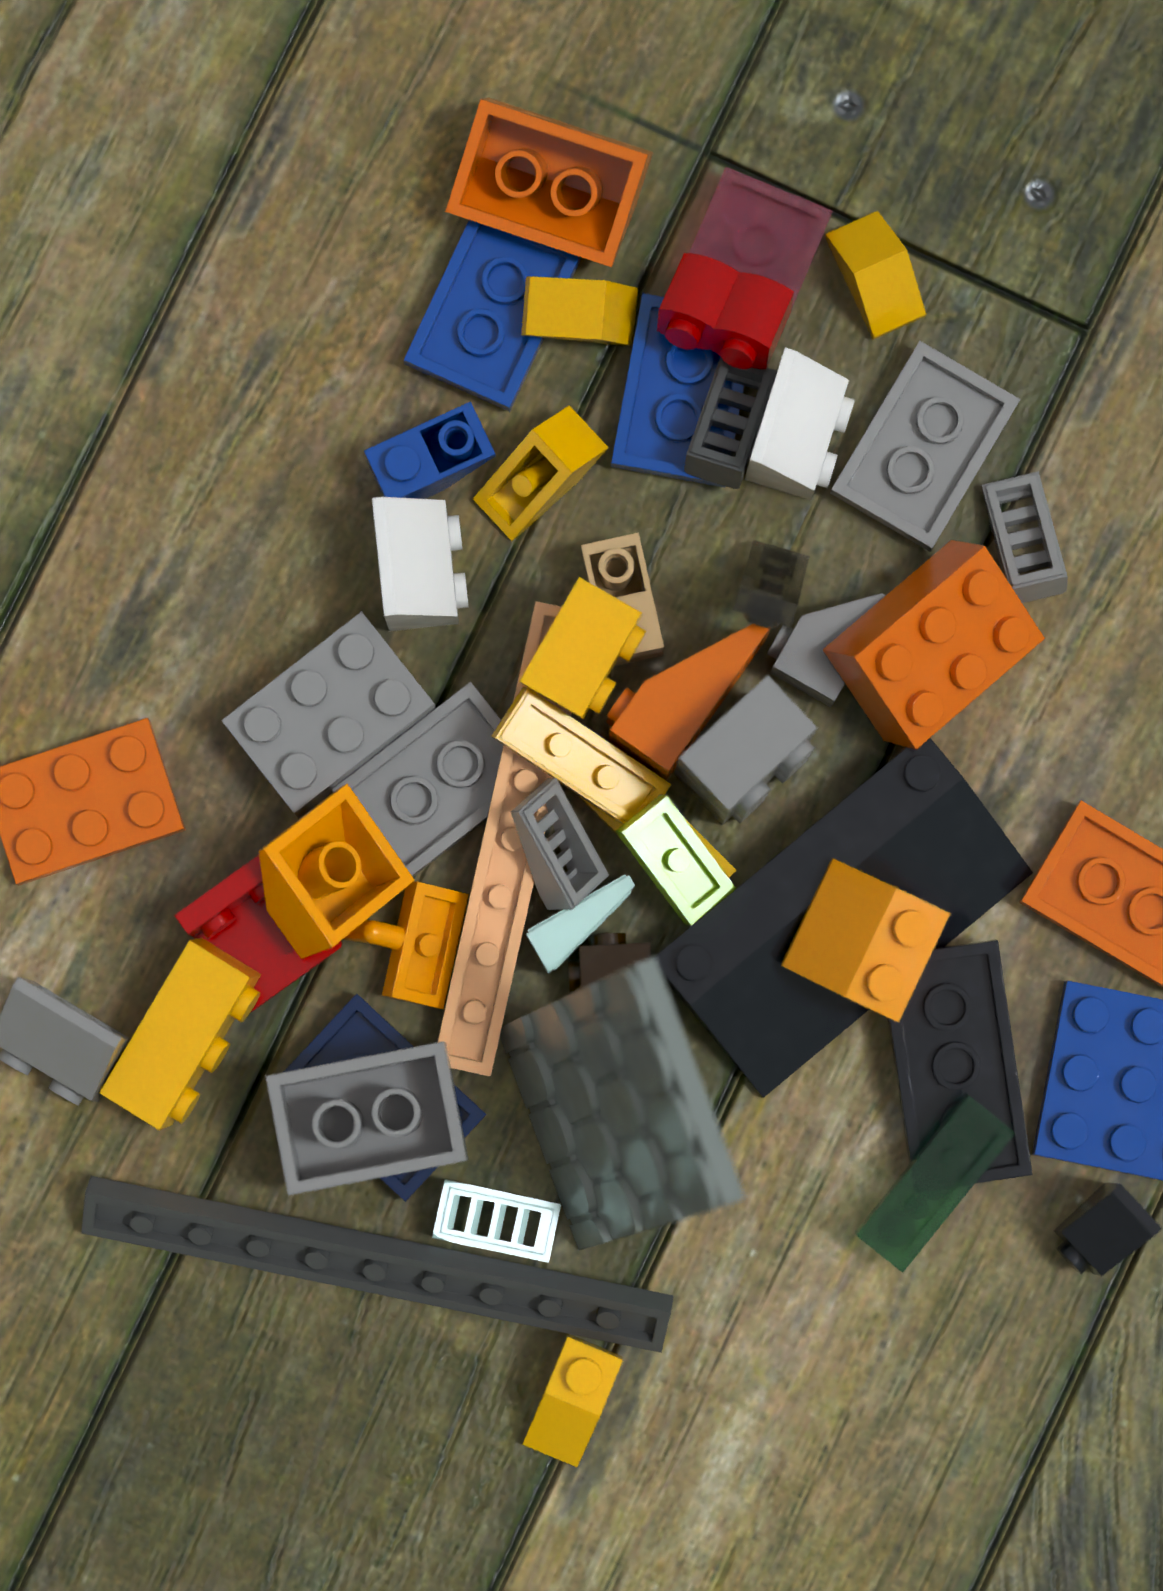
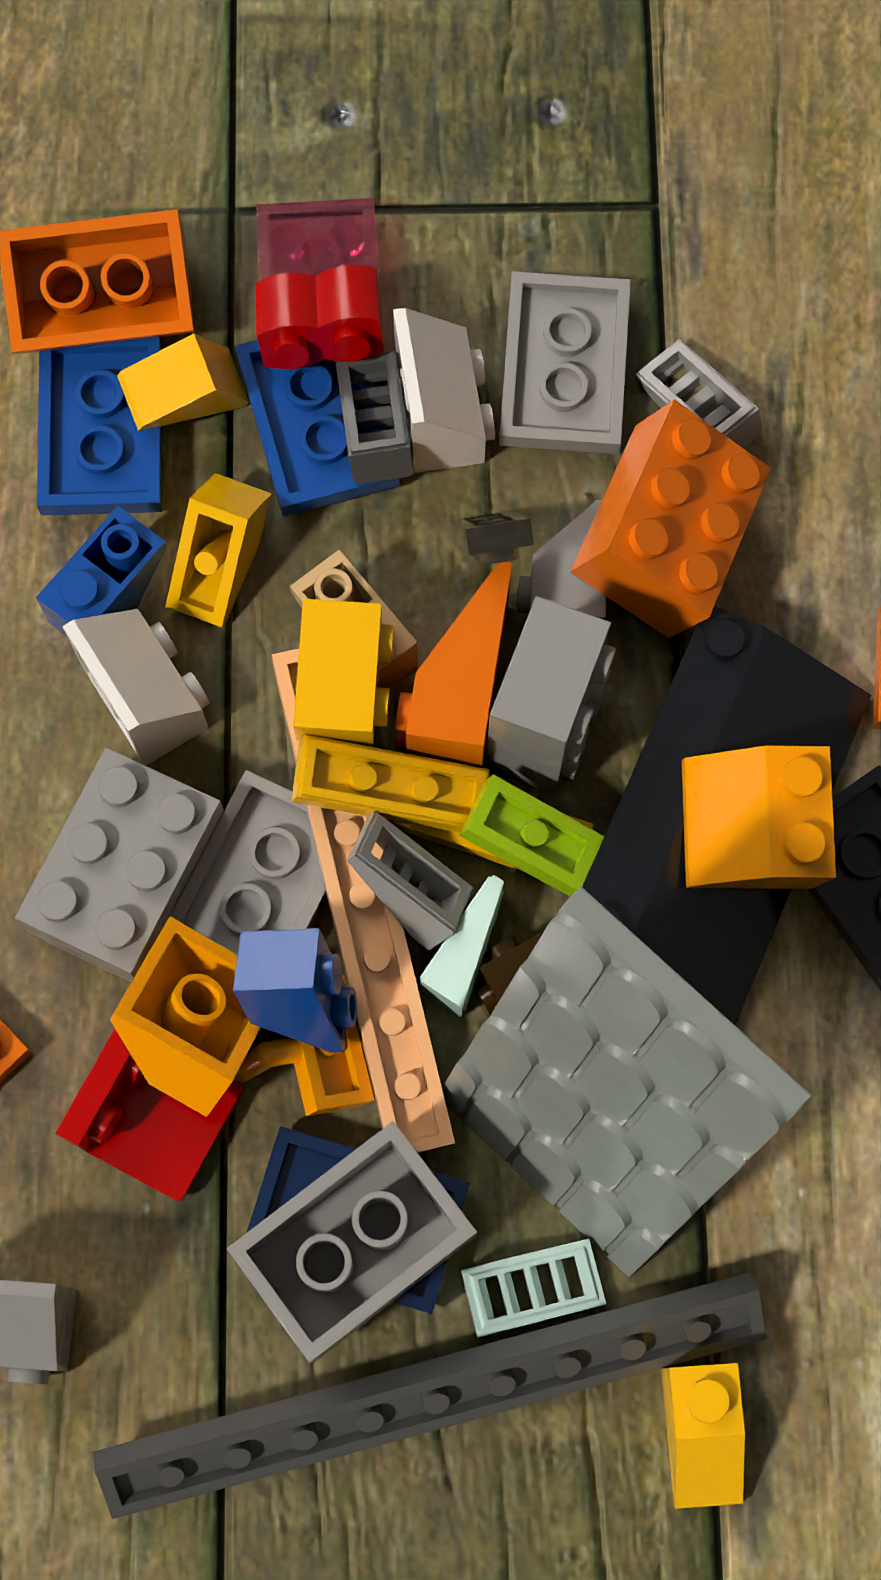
camera: 25 degrees left, 10 degrees down
(182, 1035) = (121, 1257): yellow brick -> none
(419, 893) = (294, 986): none -> blue slope
(877, 274) = (444, 237): yellow slope -> none

